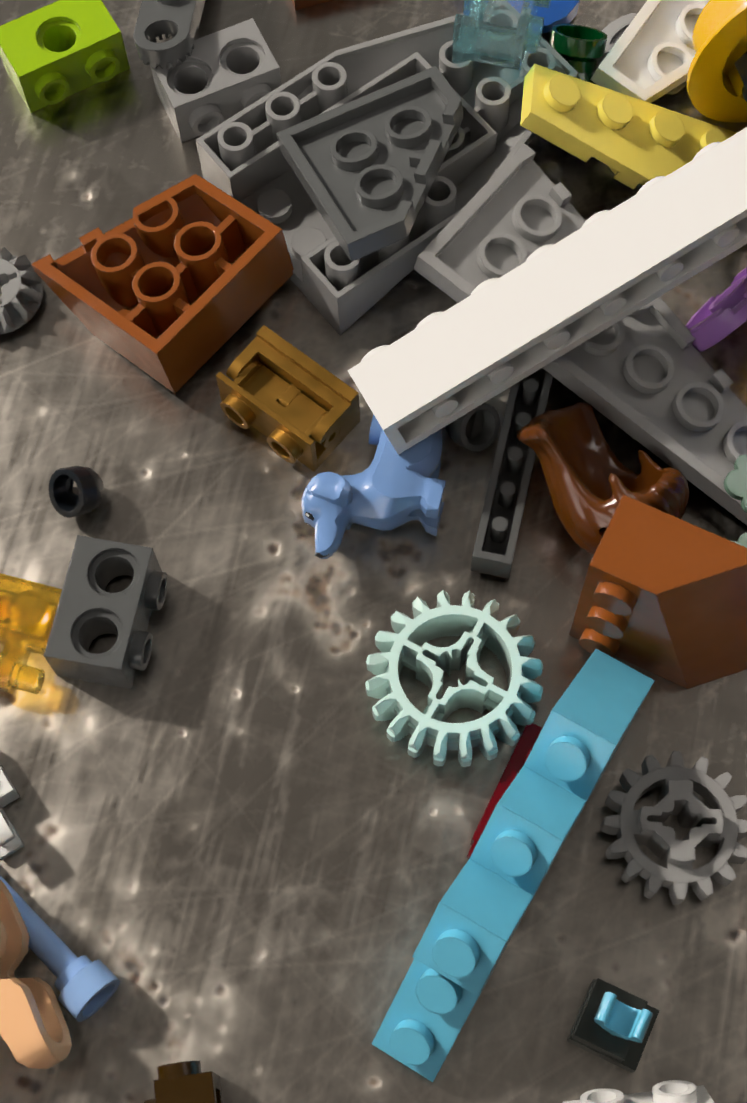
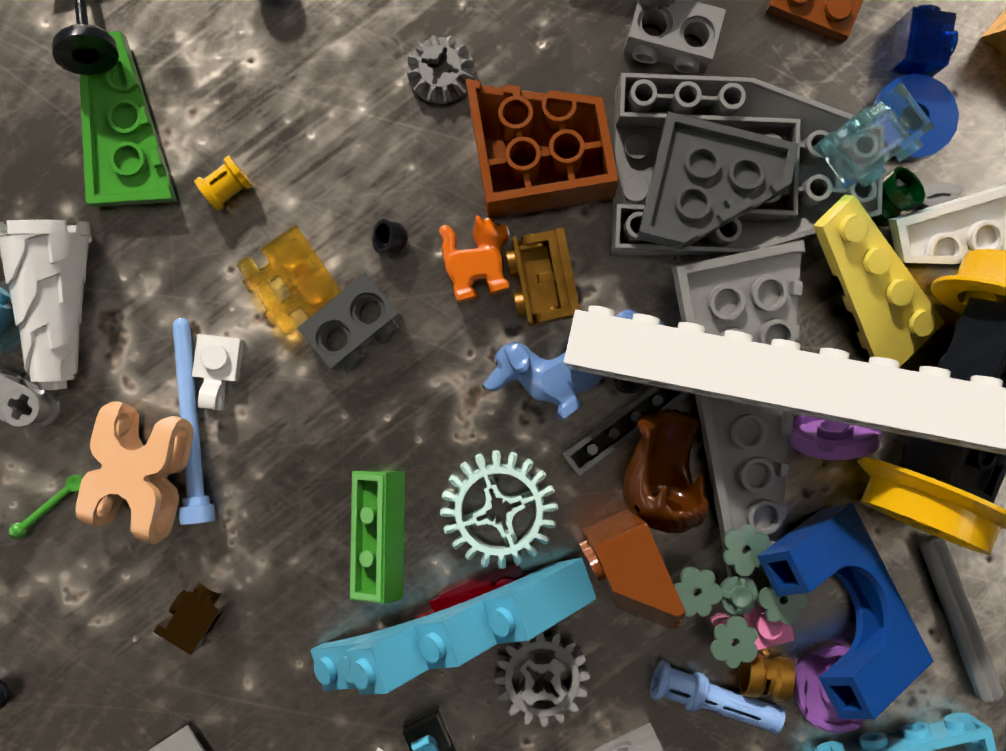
camera: 35 degrees right, 20 degrees up
(203, 441) = (478, 264): none -> orange animal
(337, 837) = (377, 536): none -> bright green slope

